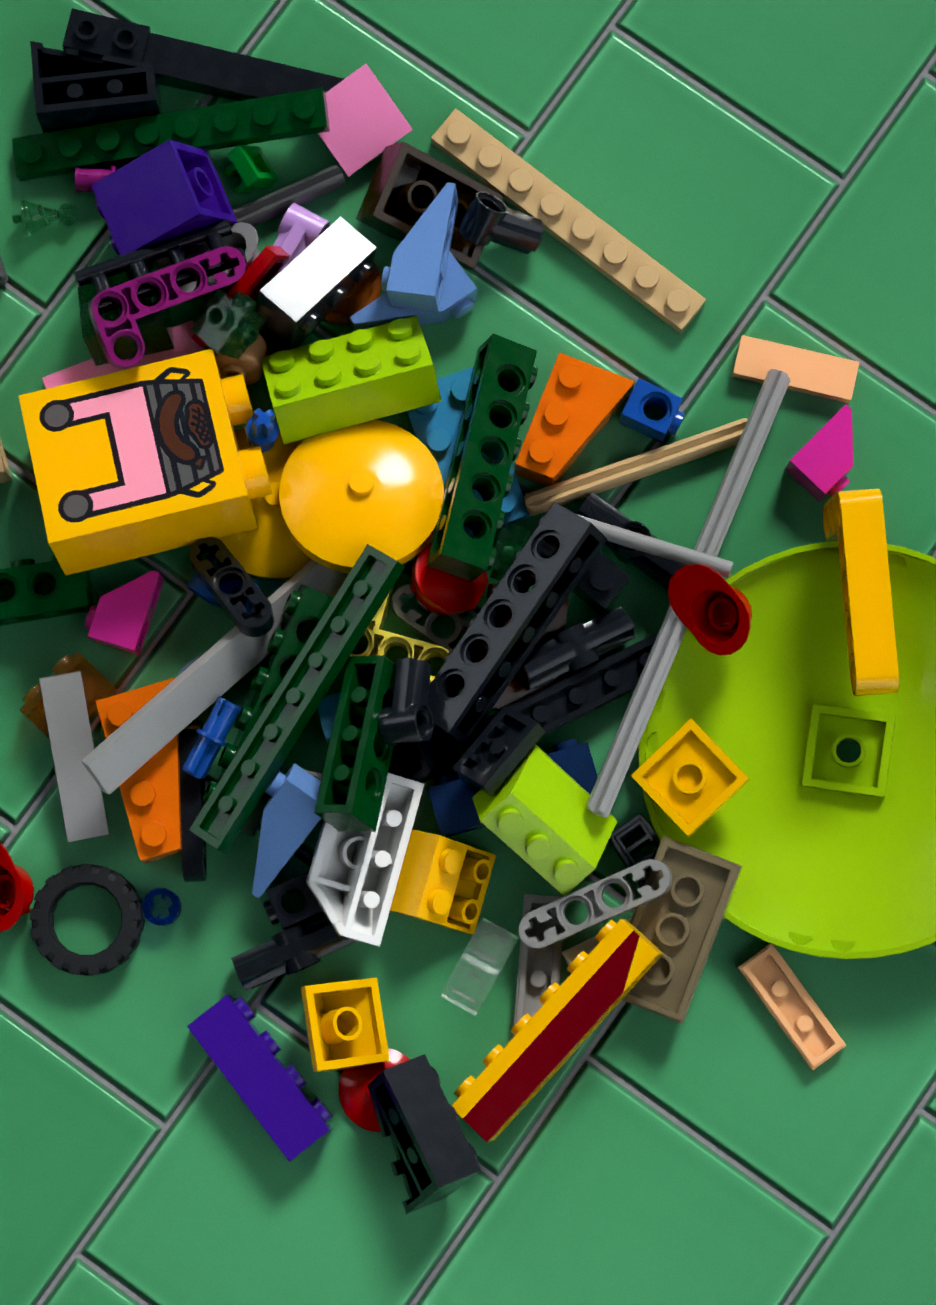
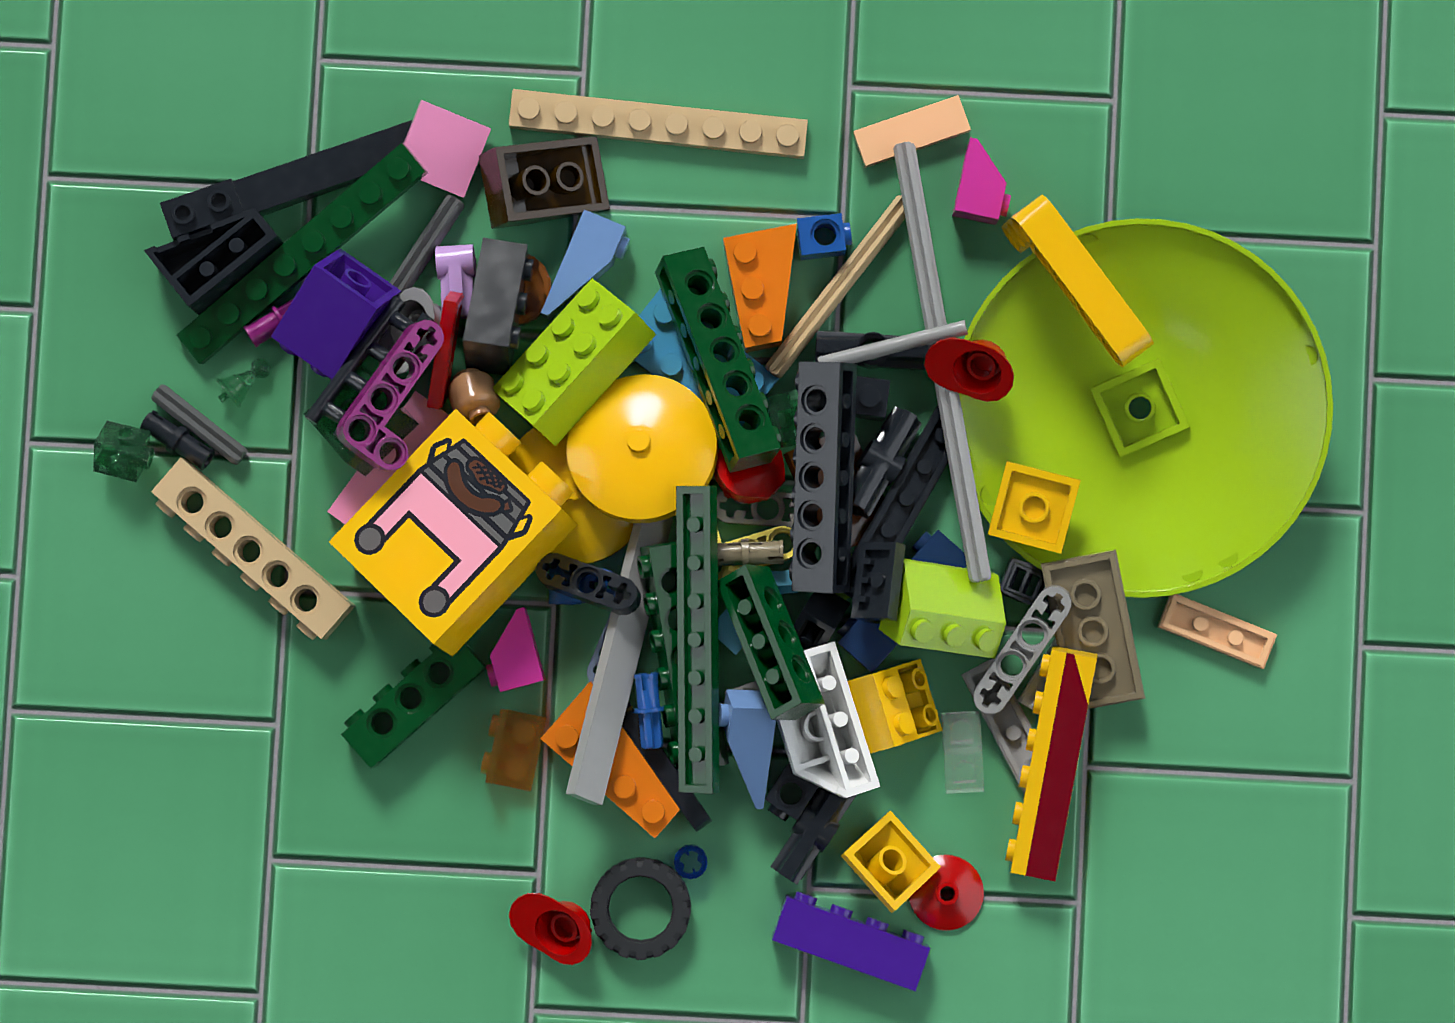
camera: 30 degrees left, 5 degrees up
(70, 743) = (548, 790): light grey tile -> none
(229, 323) = (454, 379): clear green brick -> none
(252, 167) = (383, 239): green tile -> none
(262, 429) = (533, 447): blue axle -> none
(392, 647) = (750, 553): none -> dark tan pin
(408, 714) = (792, 598): black piece -> none
(422, 256) = (569, 232): medium blue slope -> none
(423, 1132) = (1002, 904): black wedge -> none
(492, 221) = (603, 163): black piece -> none

